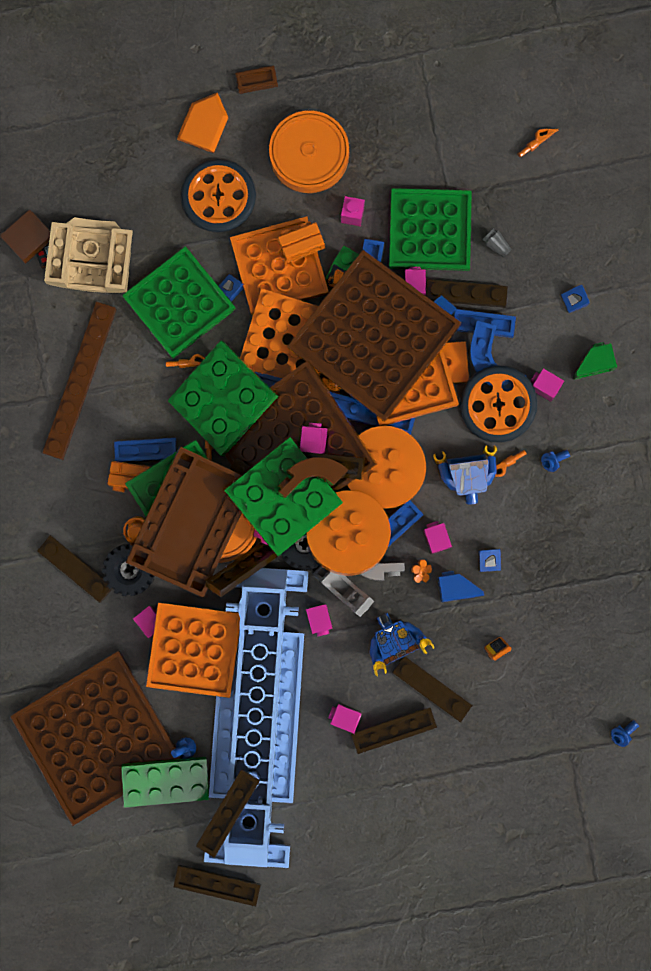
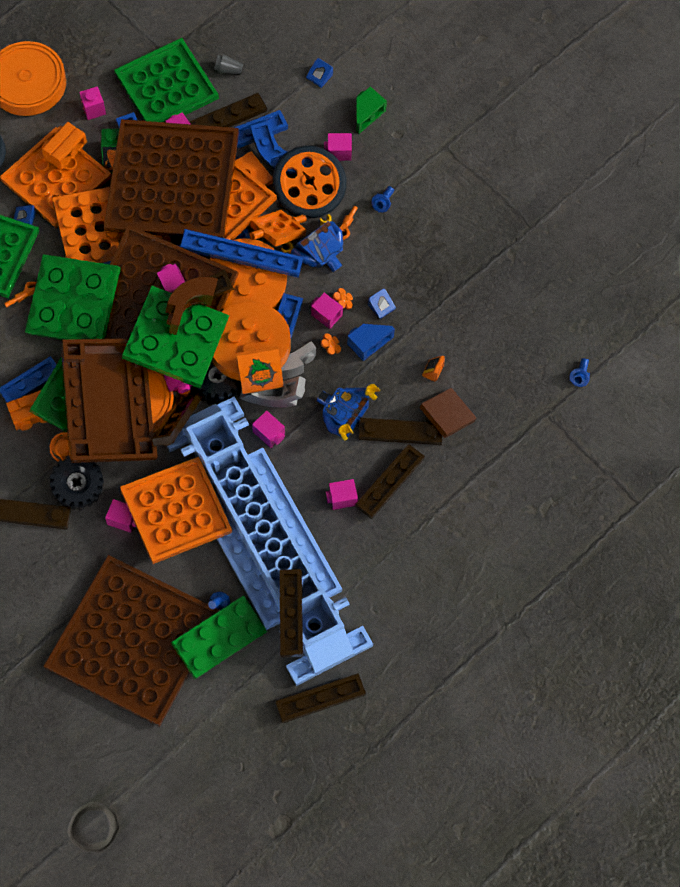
camera: 40 degrees left, 15 degrees down
(338, 570) = (260, 370): none -> orange slope
(391, 445) = (242, 253): none -> blue tile
(441, 434) = (278, 227): none -> orange plate
(459, 534) = (343, 298): none -> orange plant
(482, 699) = (448, 412): none -> reddish brown tile

